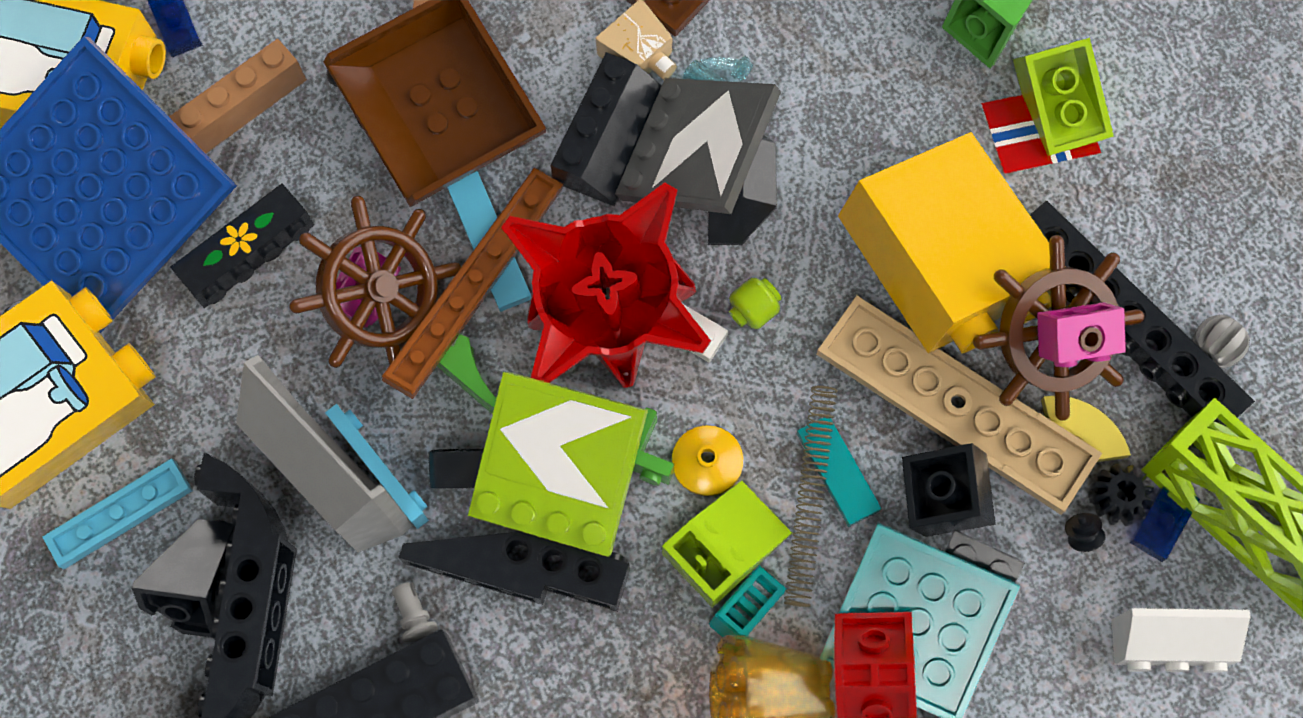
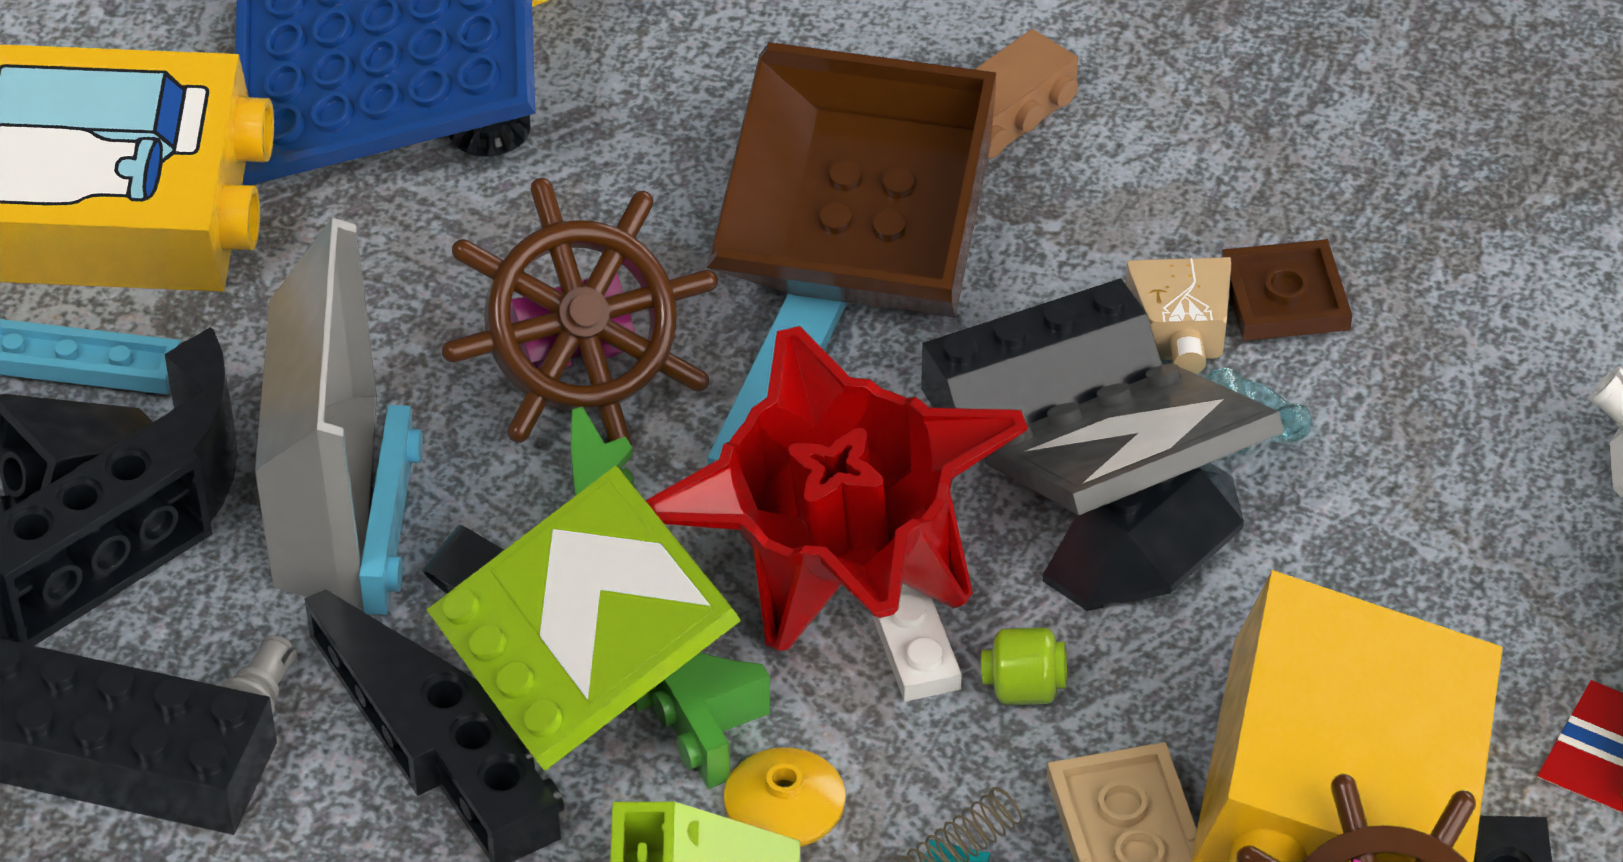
camera: 40 degrees right, 25 degrees down
(240, 96) = (640, 61): medium nougat brick -> none
(243, 246) = (477, 198): black brick -> none
(468, 288) = (663, 403): dark orange tile -> none

